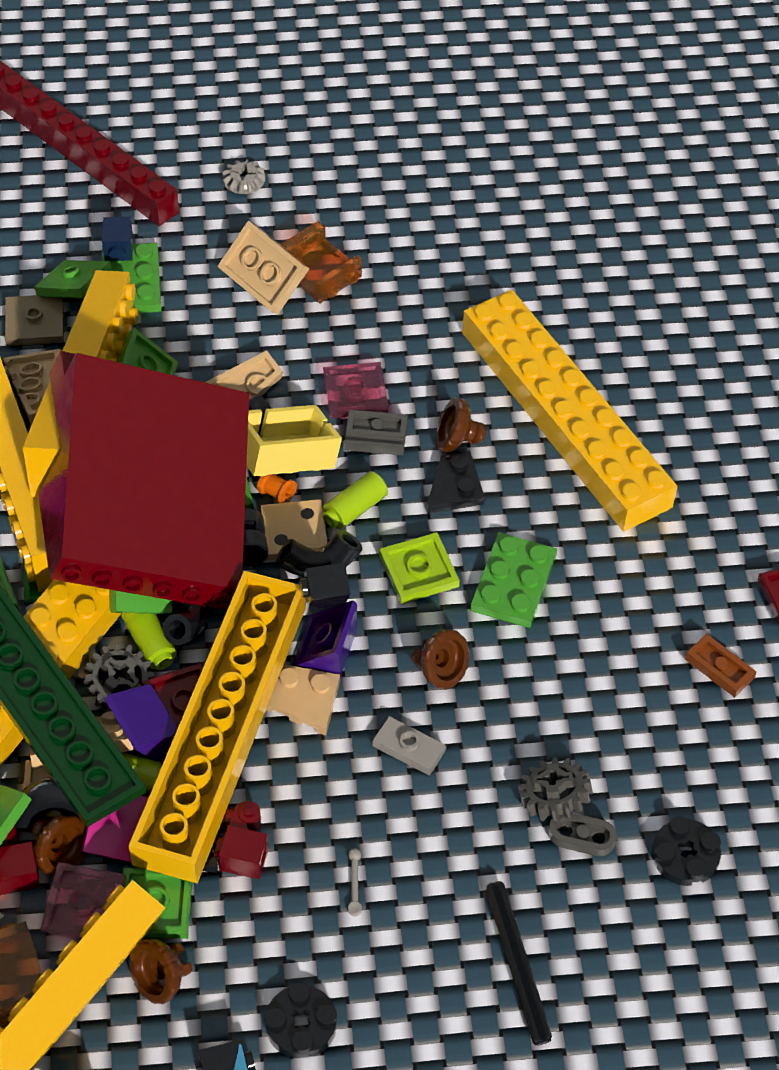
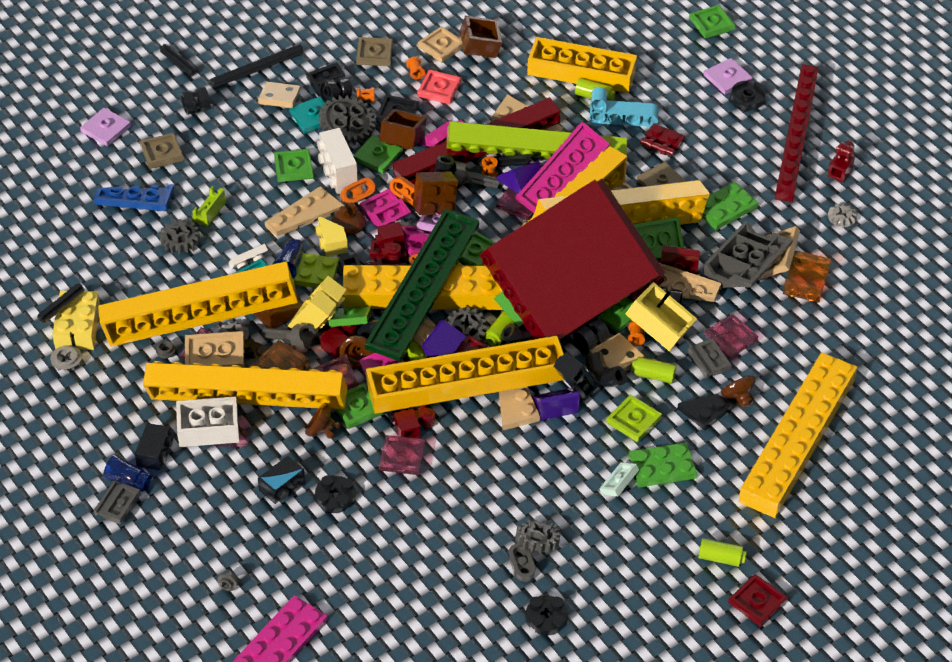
camera: 60 degrees right, 5 degrees down
(70, 279) = (706, 178): bright green plate -> none
(117, 238) = (738, 181): dark blue brick -> none
(166, 127) = (843, 161): none -> dark red brick
(205, 362) = (681, 258): none -> dark red plate
(254, 299) = (745, 257): none -> dark grey piece
(291, 888) = (402, 455): none -> clear pink plate
(354, 906) = (412, 487): light grey hinge -> none
(409, 745) = (521, 466): light grey plate -> none
(443, 658) = (577, 458): reddish brown hair -> none
(513, 640) = (619, 479): none -> light aqua plate
(518, 964) = (428, 568): black axle -> none
(703, 592) = (721, 552): none -> lime brick
(720, 665) = (677, 581): dark orange plate -> none

